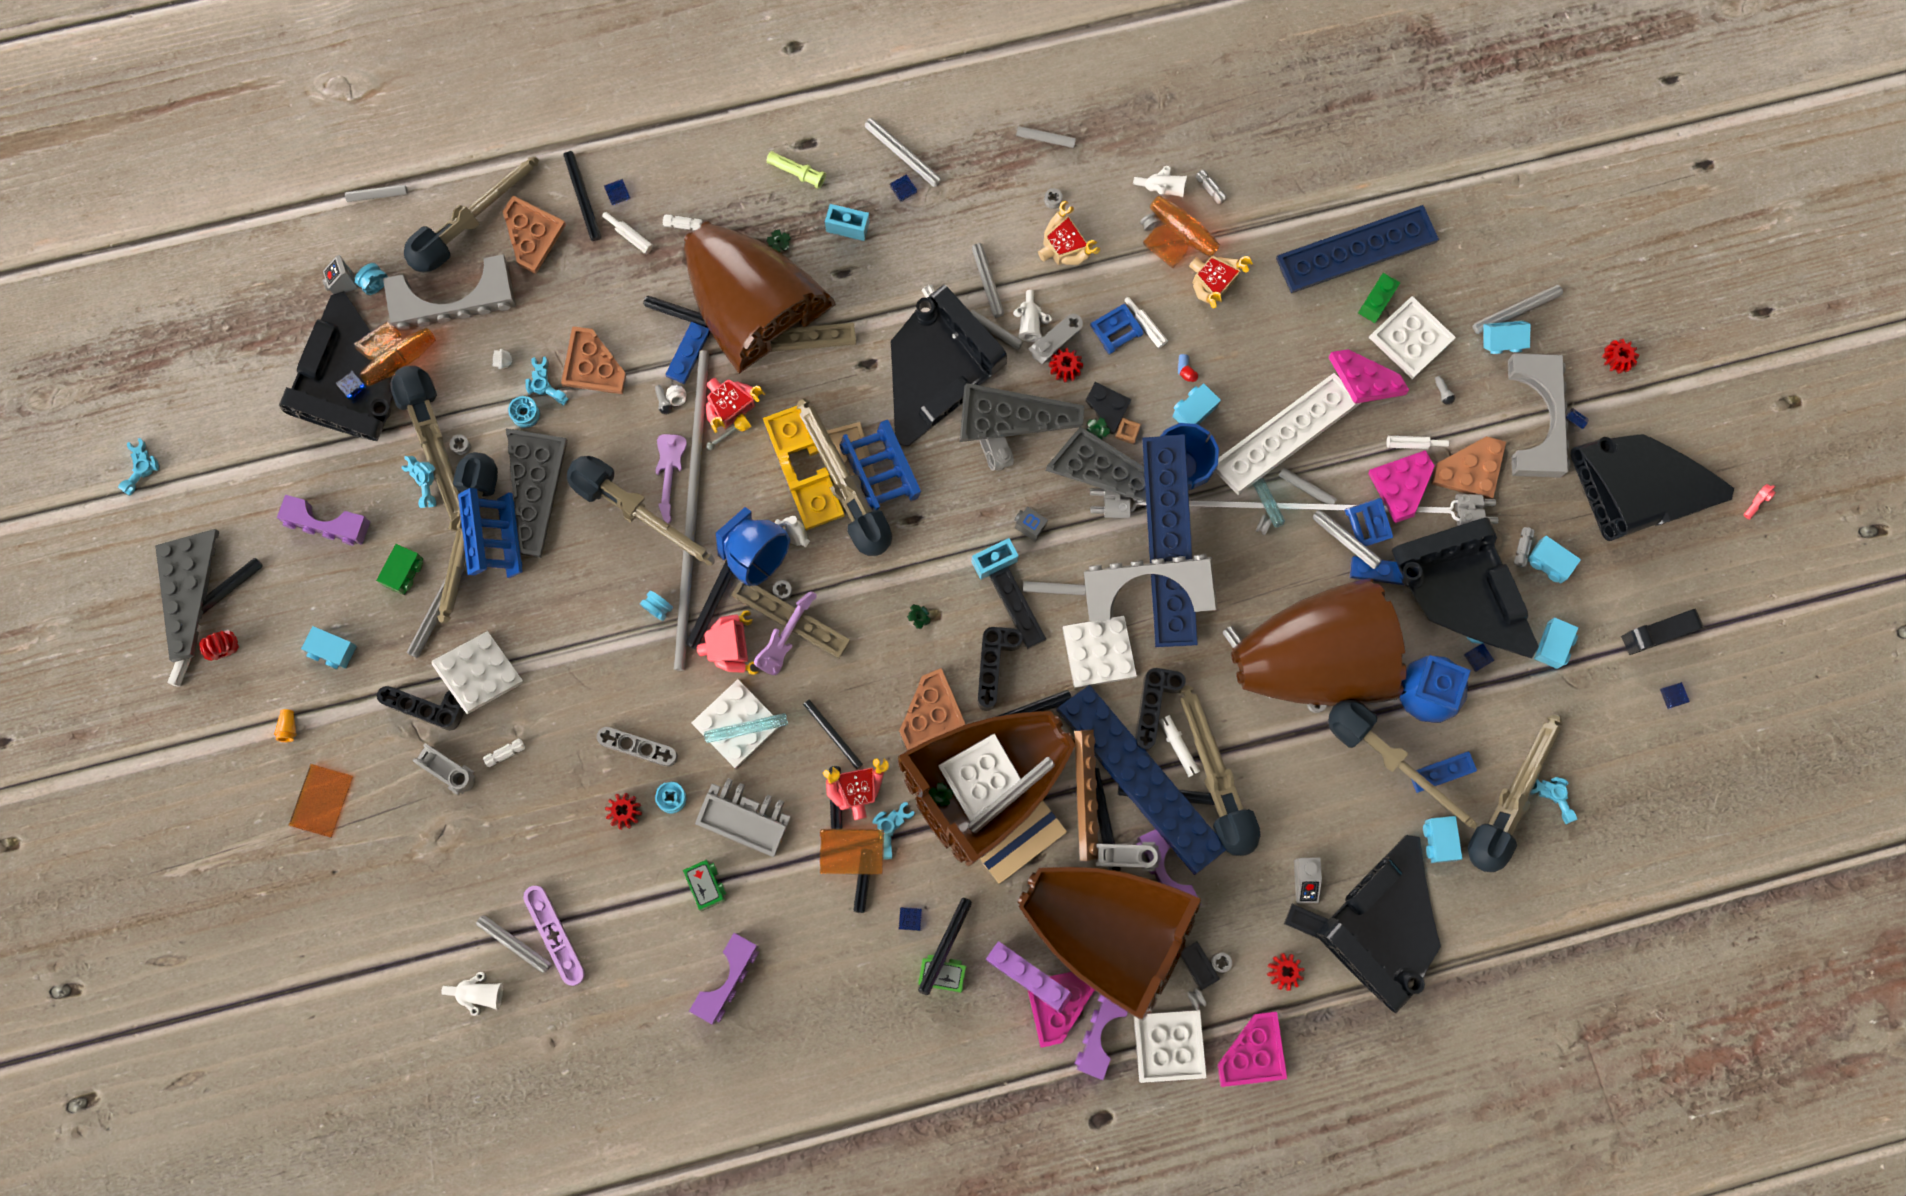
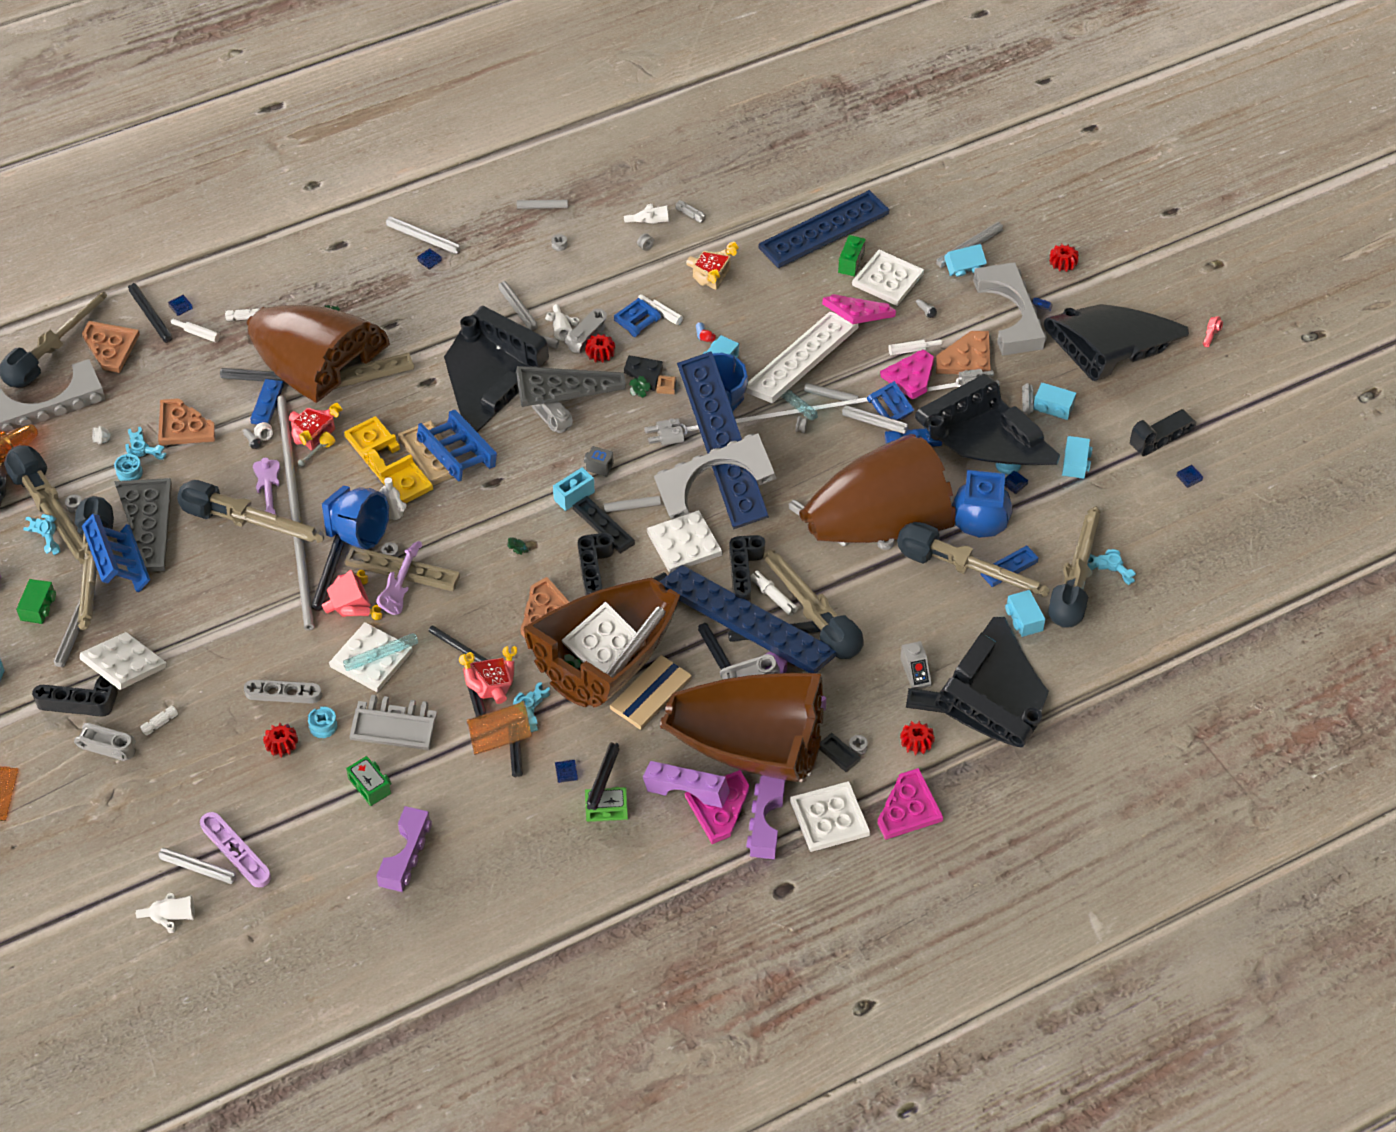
camera: 10 degrees left, 25 degrees down
(656, 605) = (278, 580): medium azure wheel -> none
(804, 172) = (341, 262): yellowish green pin -> none
(847, 222) = (386, 285): medium azure brick -> none
(867, 527) = (455, 486): piece -> none
(1064, 240) = (577, 266): torso -> none
(1086, 794) = (699, 633): medium nougat plate -> none
(1100, 465) = (648, 407): dark grey wing -> none
(1178, 232) = (671, 244): clear orange plate -> none
(1196, 998) = (843, 774): light grey bush -> none

